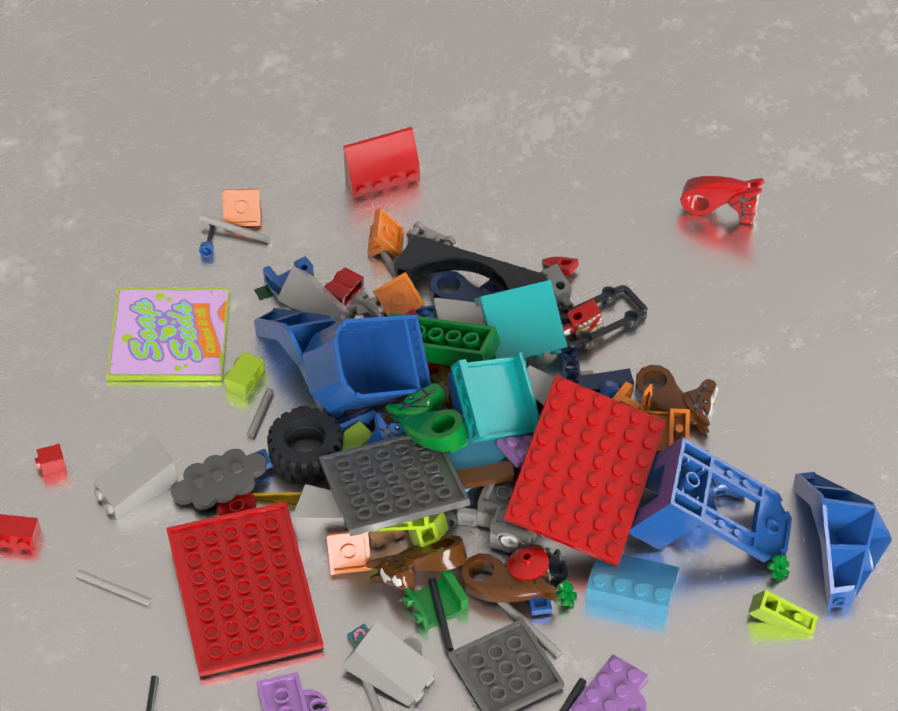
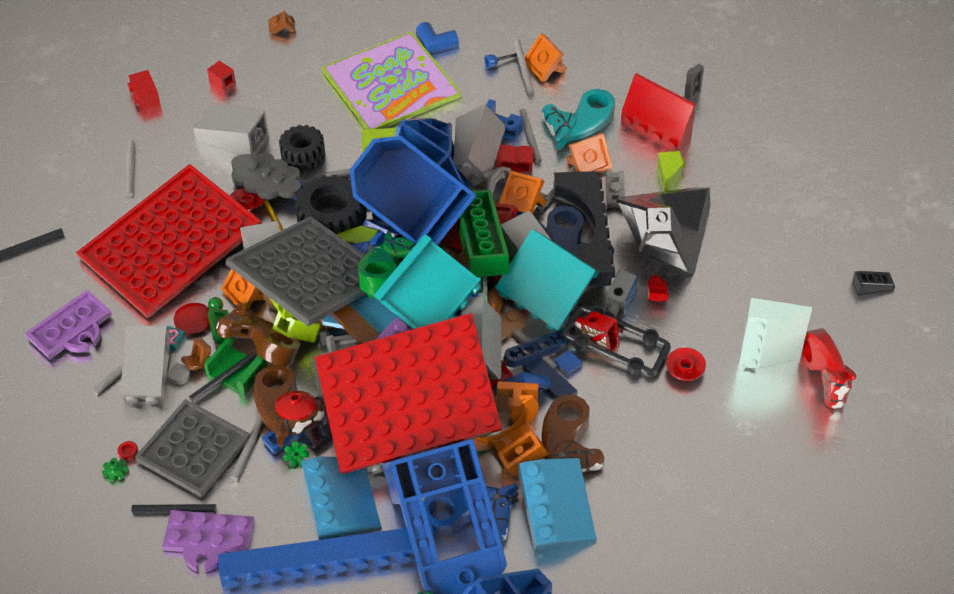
camera: 60 degrees right, 0 degrees up
(16, 382) = (280, 22): none -> dark orange bracket
(145, 278) = (436, 42): none -> blue brick
(206, 422) = (302, 147): none -> black tyre
(316, 264) = (528, 129): none -> light grey bar
(337, 219) = (584, 122): none -> teal animal
(350, 611) = (192, 318): none -> red dish
(357, 119) = (694, 81): none -> dark grey plate
(373, 590) = (214, 315): none -> green plate
(404, 621) = (199, 354): none -> dark orange bracket
(438, 190) = (670, 168): none -> lime slope
(507, 222) = (669, 223): none -> black panel
(595, 361) = (568, 363): none -> blue tile
(648, 135) = (866, 287): none -> black slope
(653, 285) = (687, 358): none -> red dish
(674, 212) = (773, 333): none -> light aqua slope
(687, 622) = (315, 557): none -> blue brick
(739, 435) = (556, 503): none -> dark azure slope

